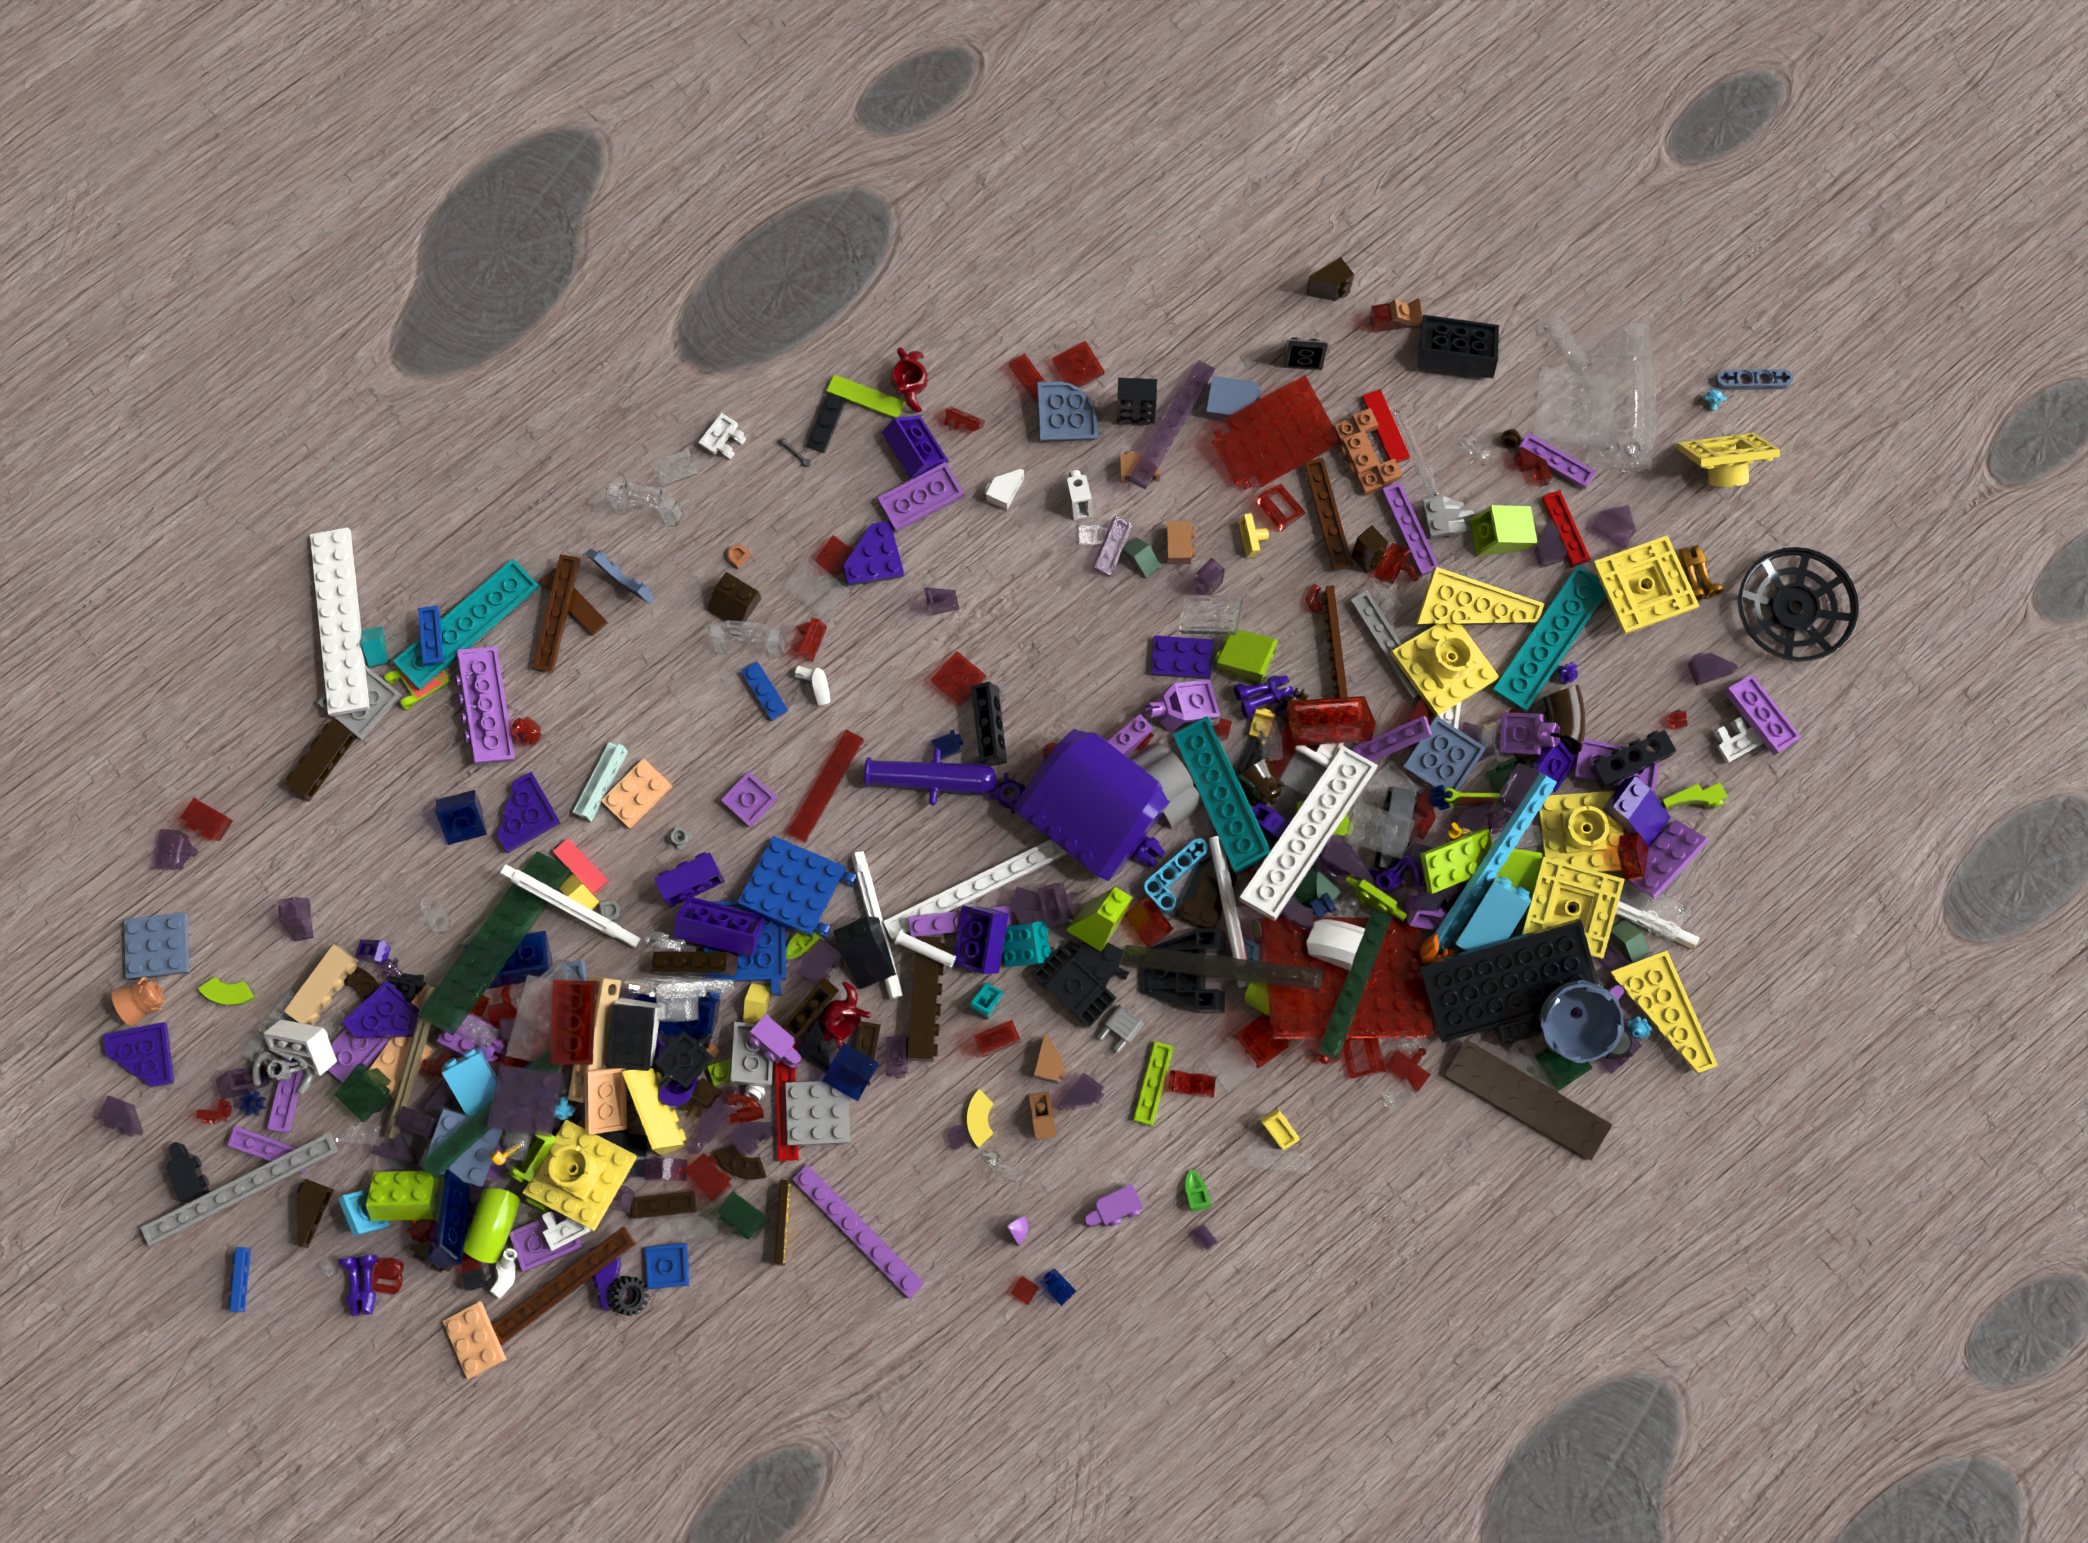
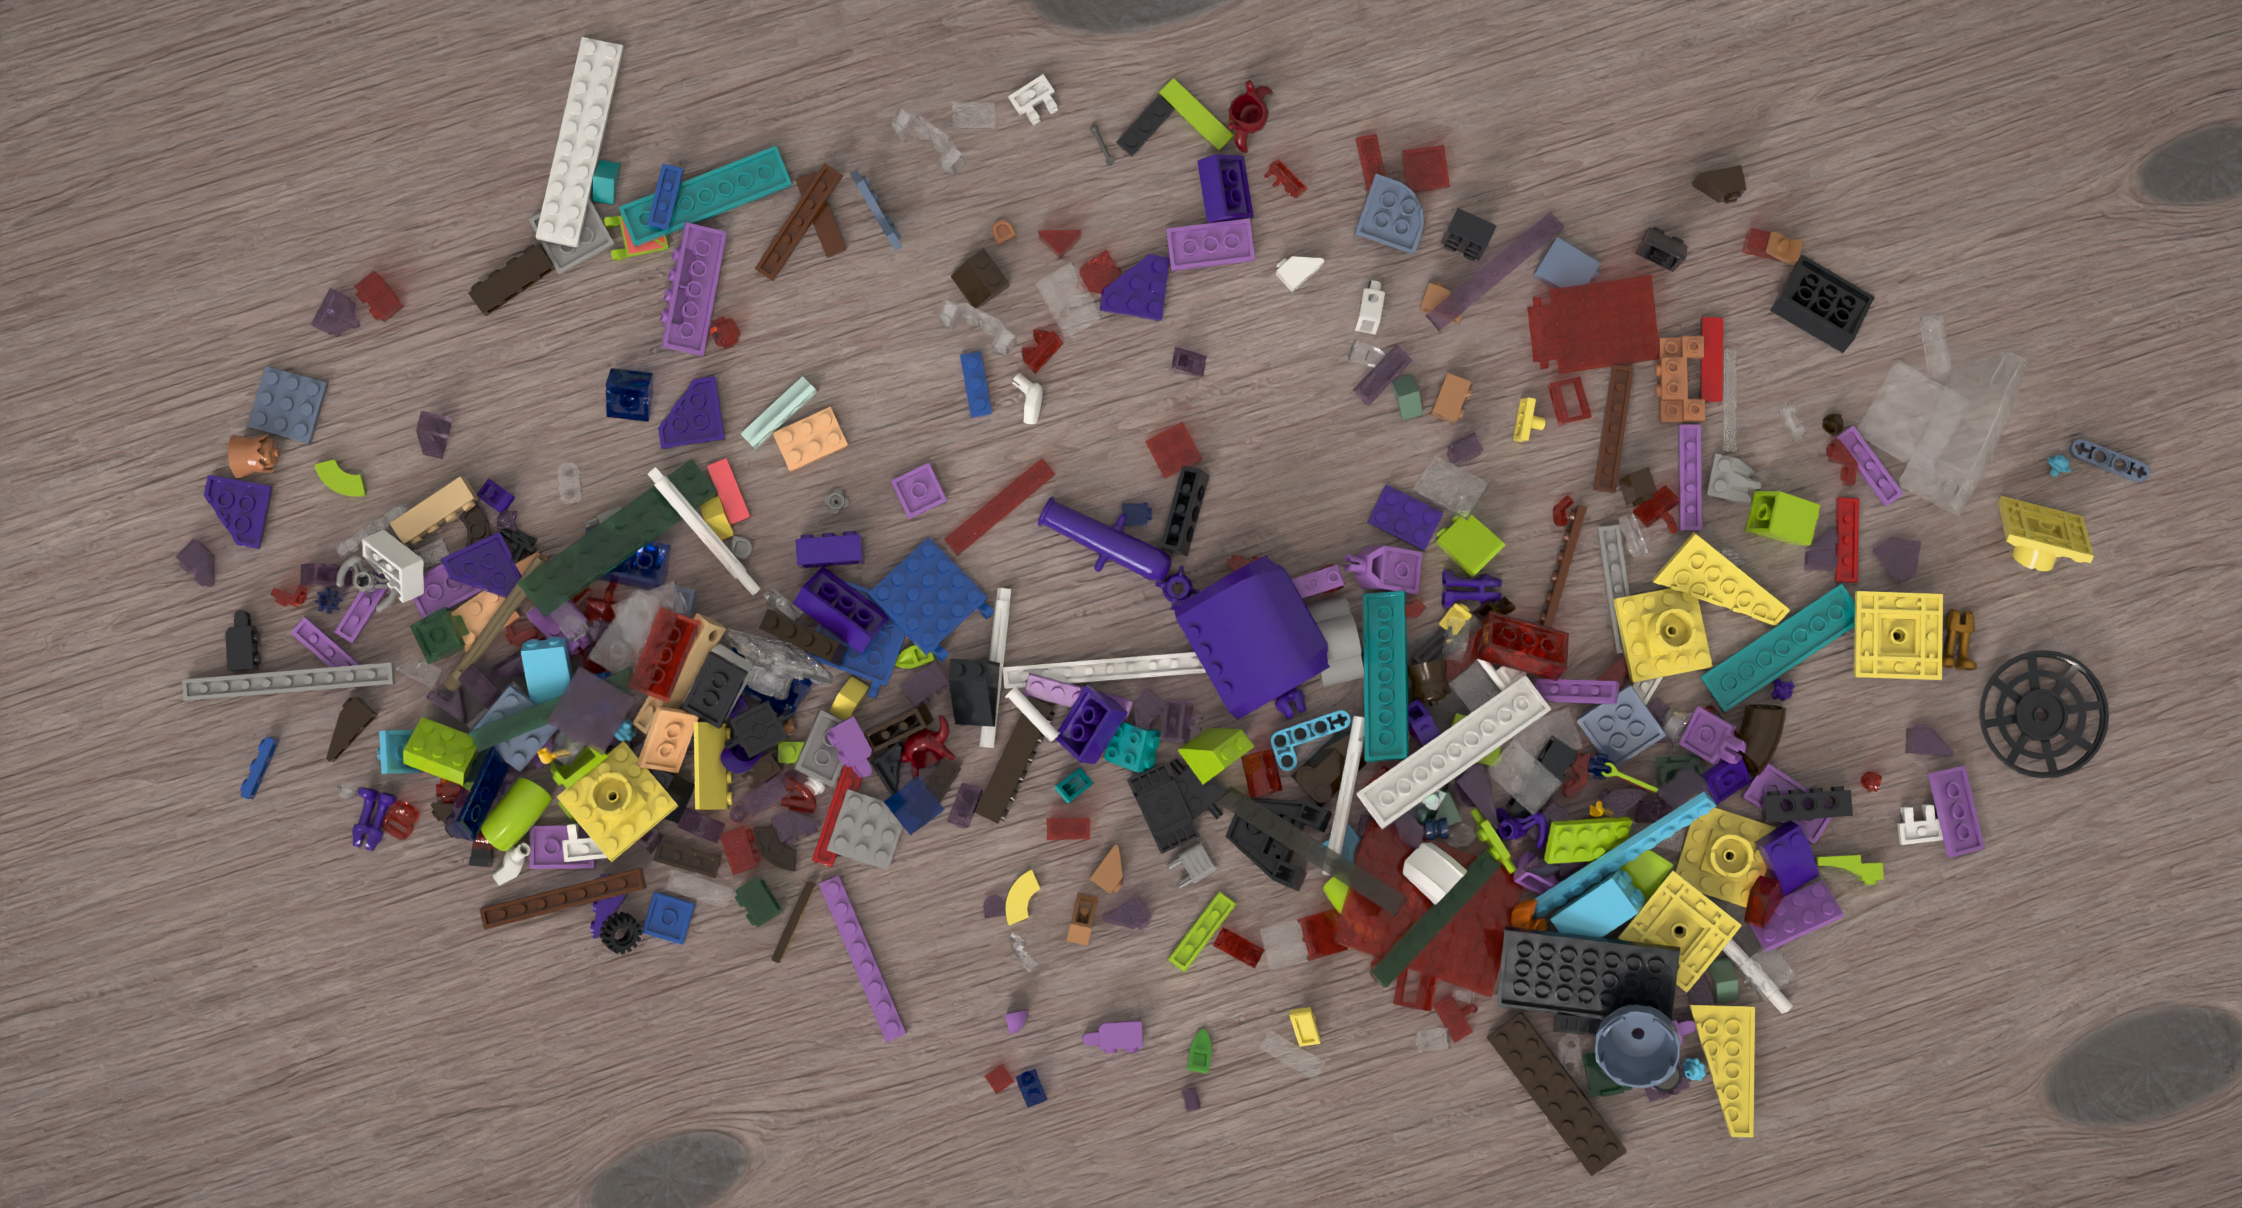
camera: 15 degrees right, 10 degrees up
(474, 1340) = (461, 915): light nougat plate -> none
(789, 542) = (1059, 240): none -> clear red slope

